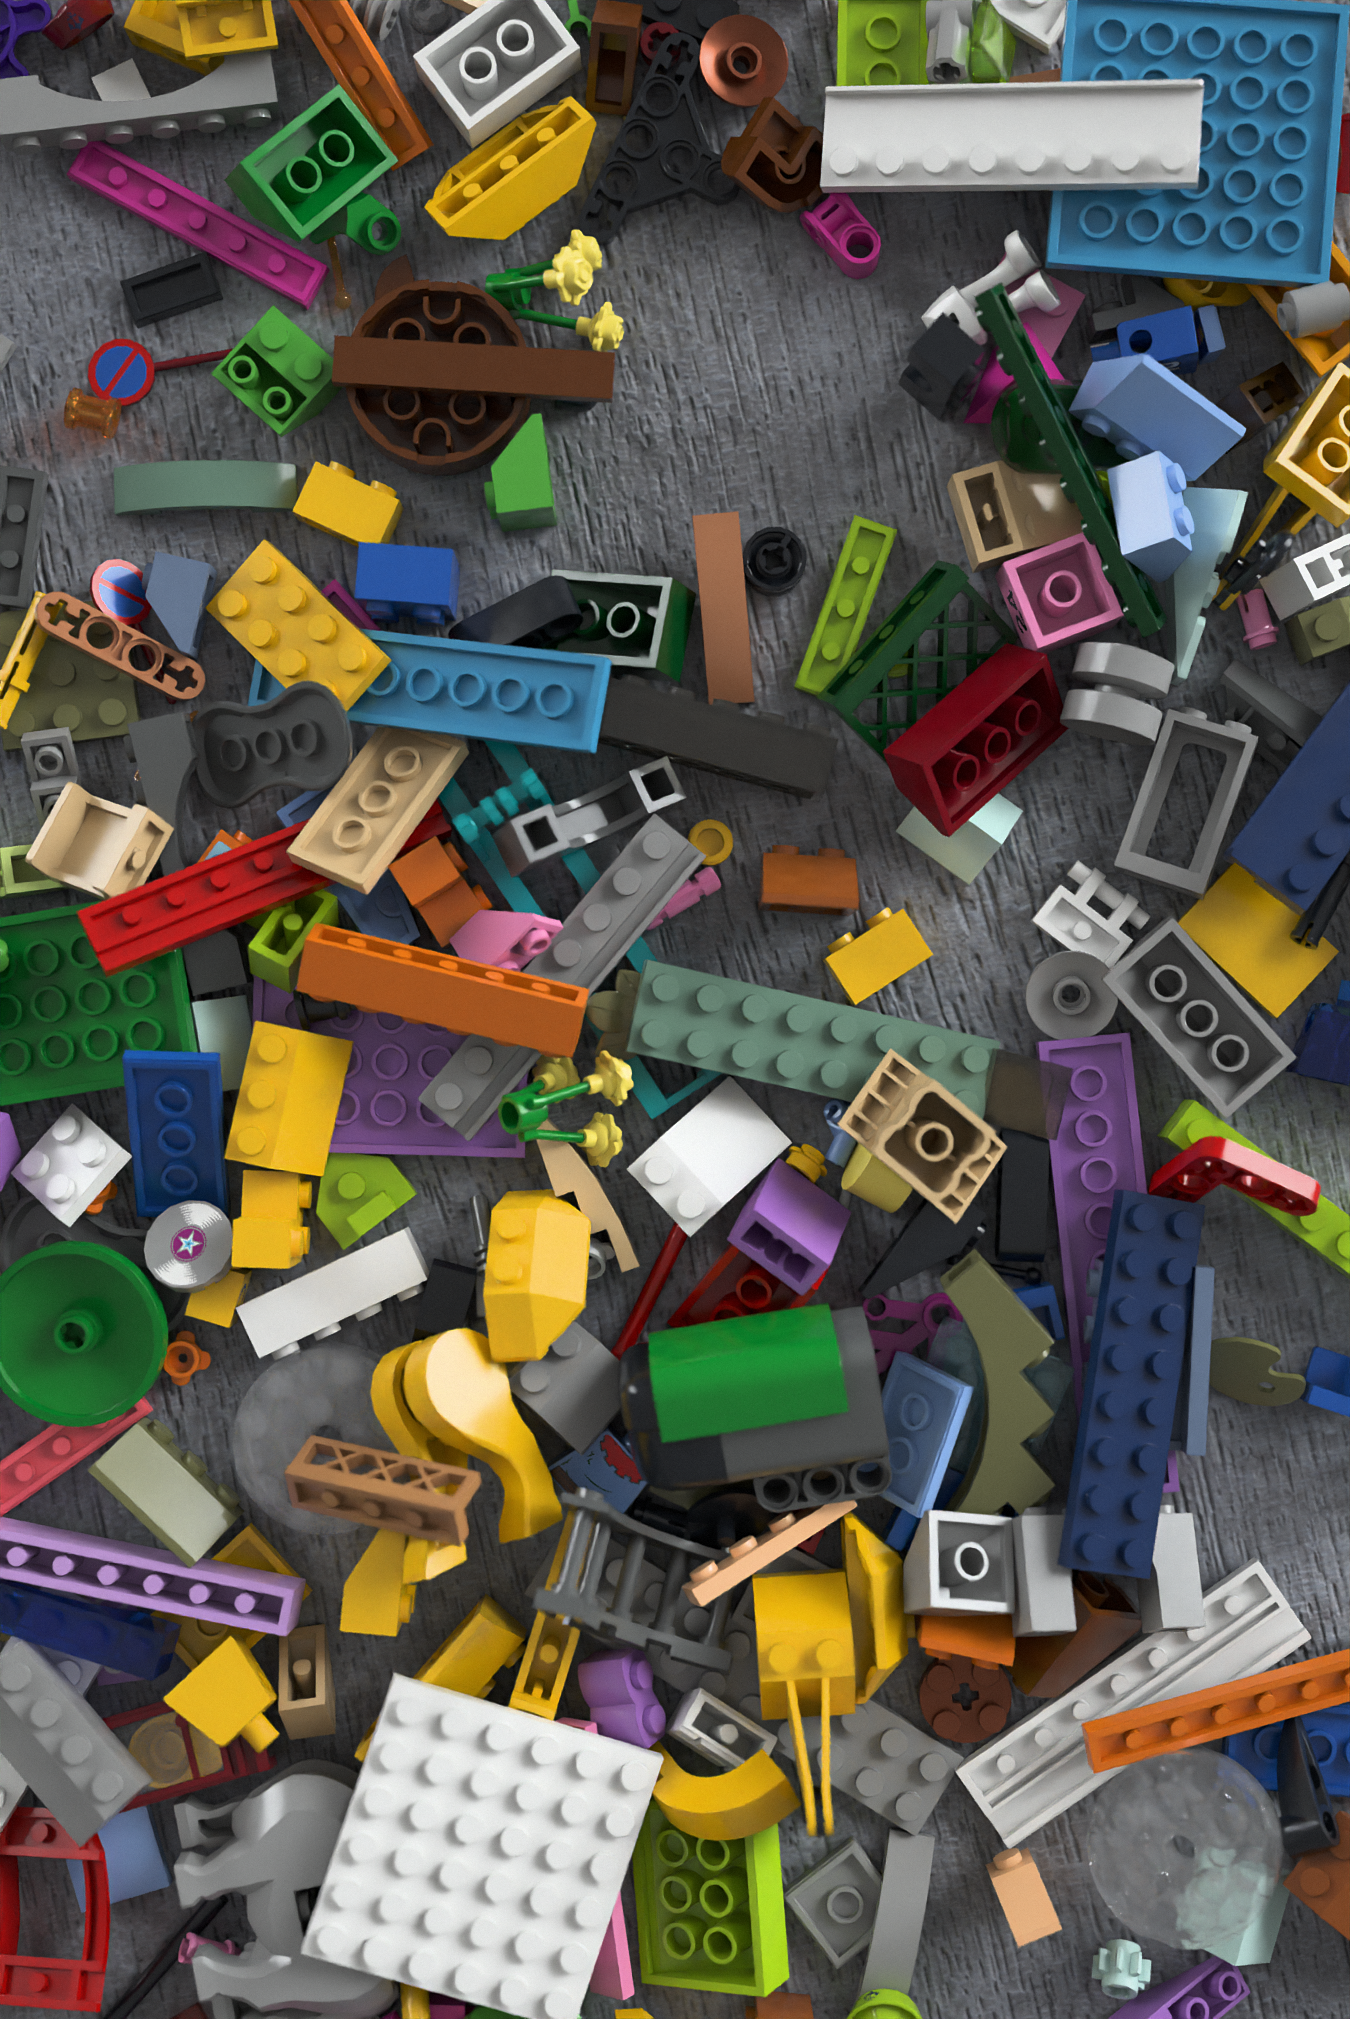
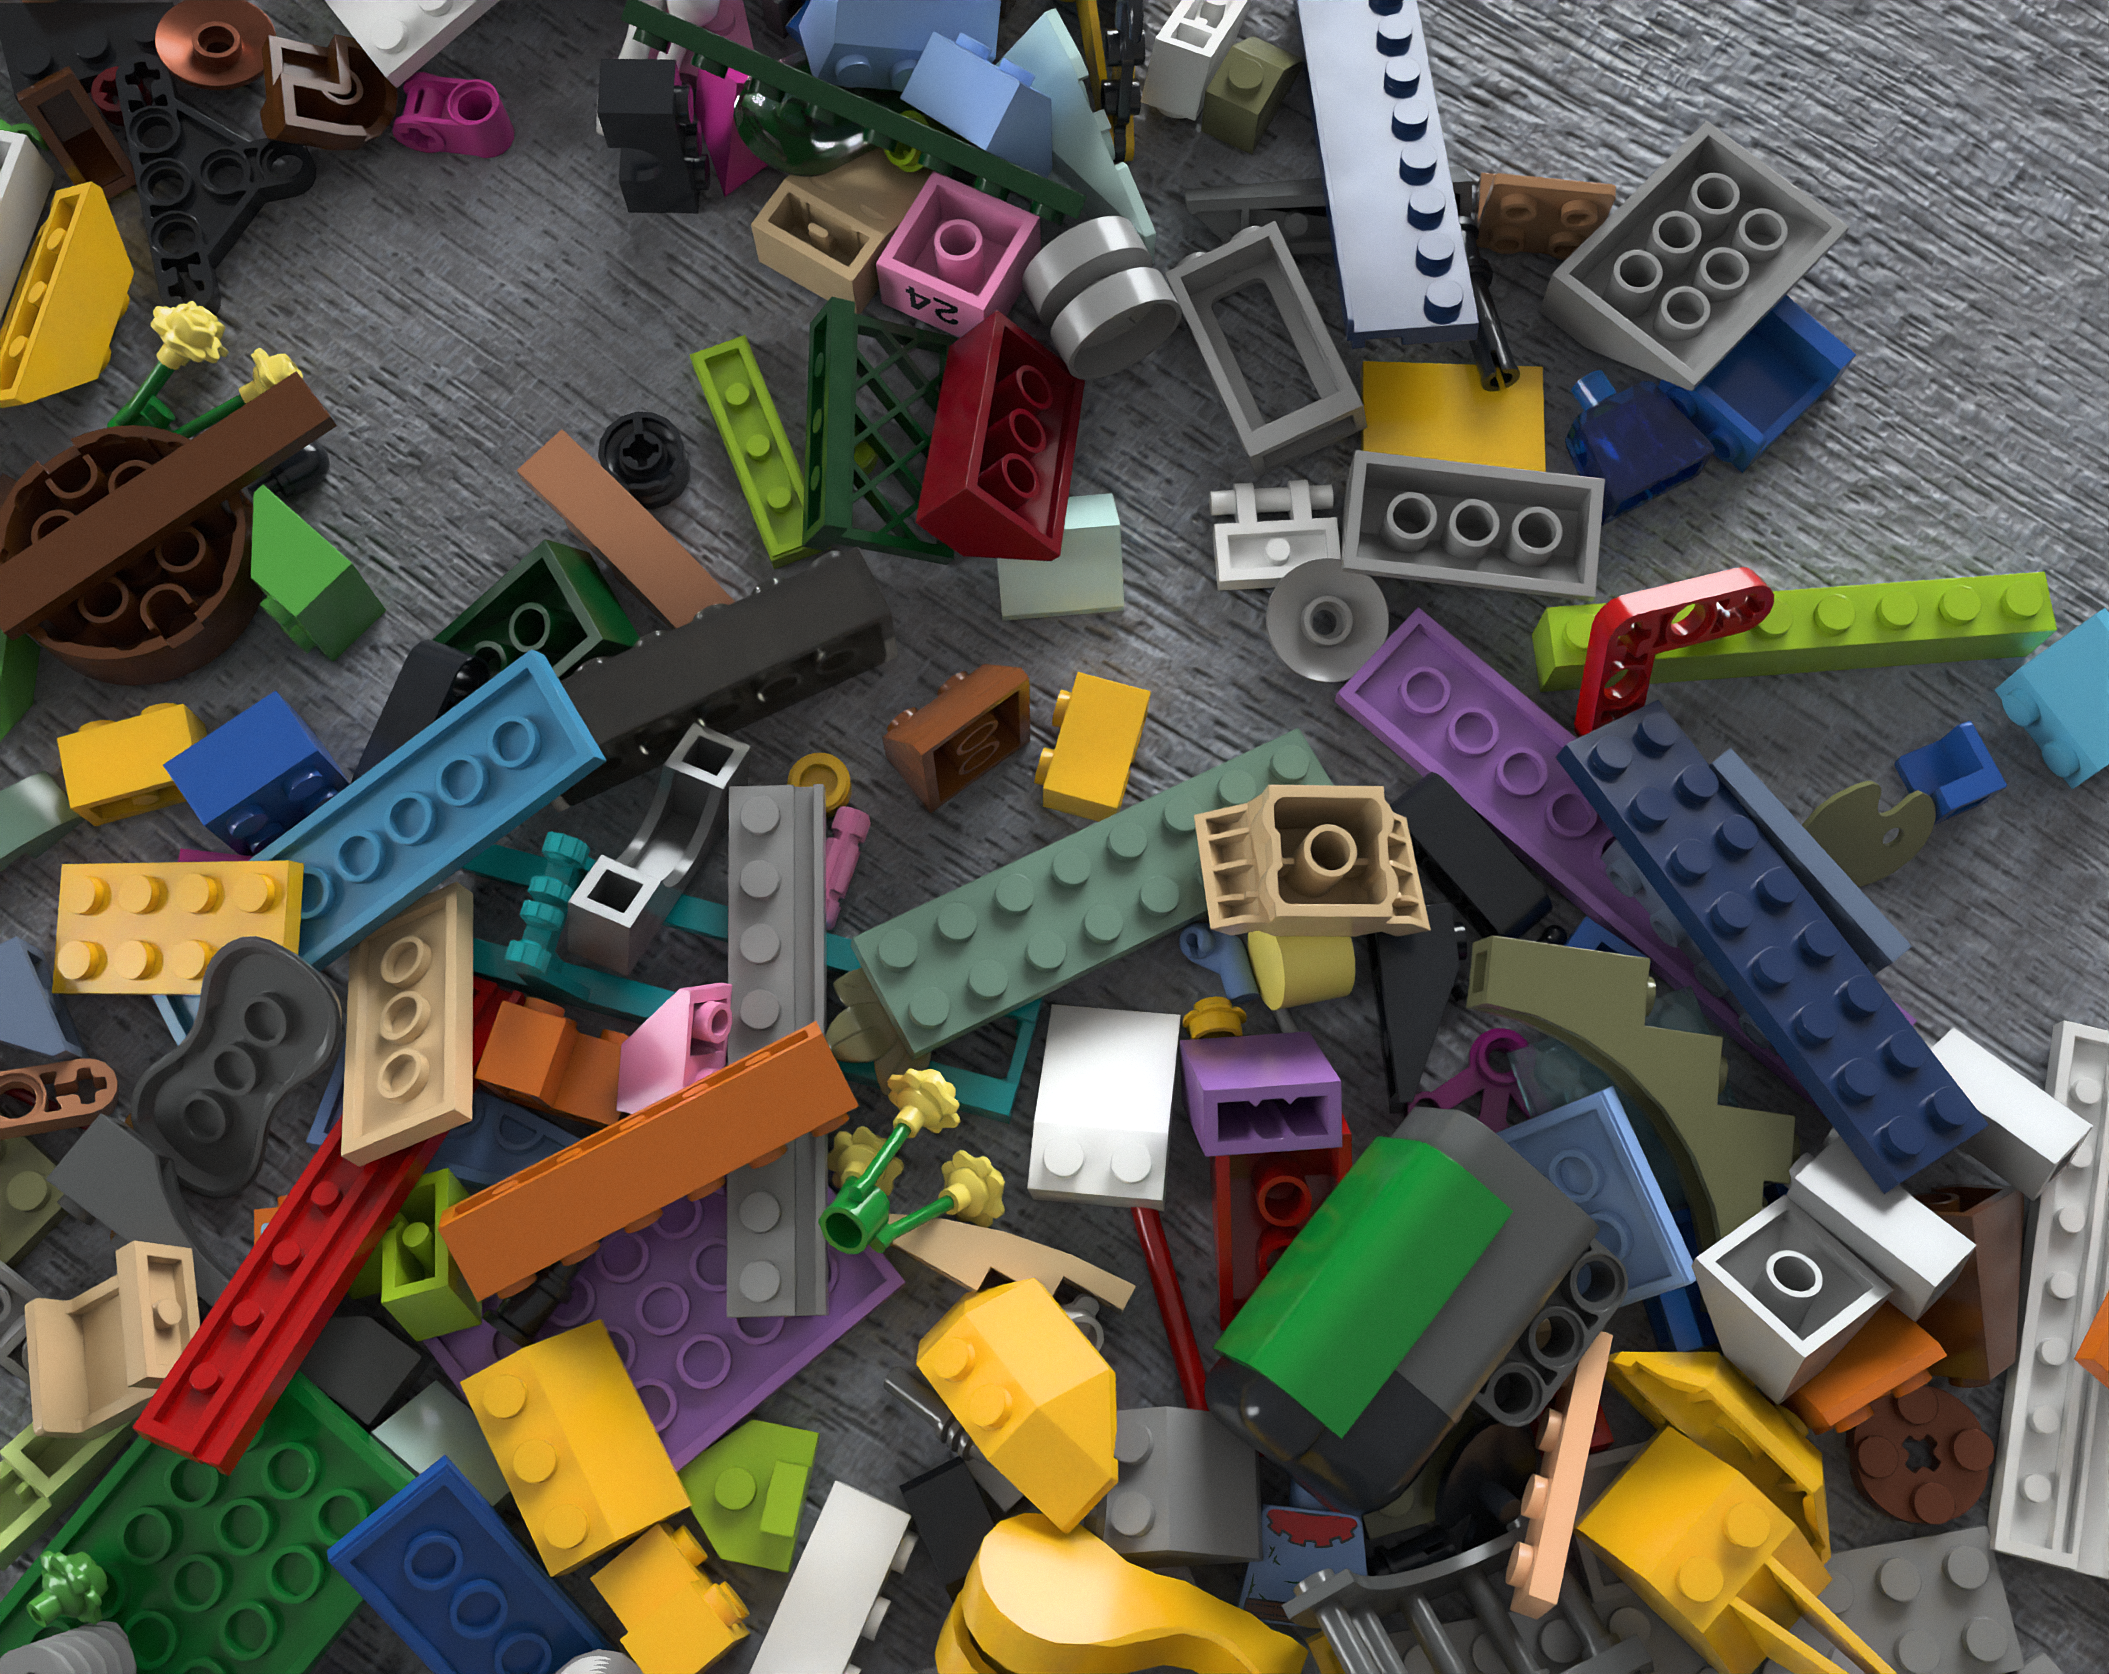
camera: 40 degrees left, 15 degrees down
(1026, 1093) = (1375, 745): clear smoke piece -> none
(1256, 620) = (1172, 141): bright pink pin -> none

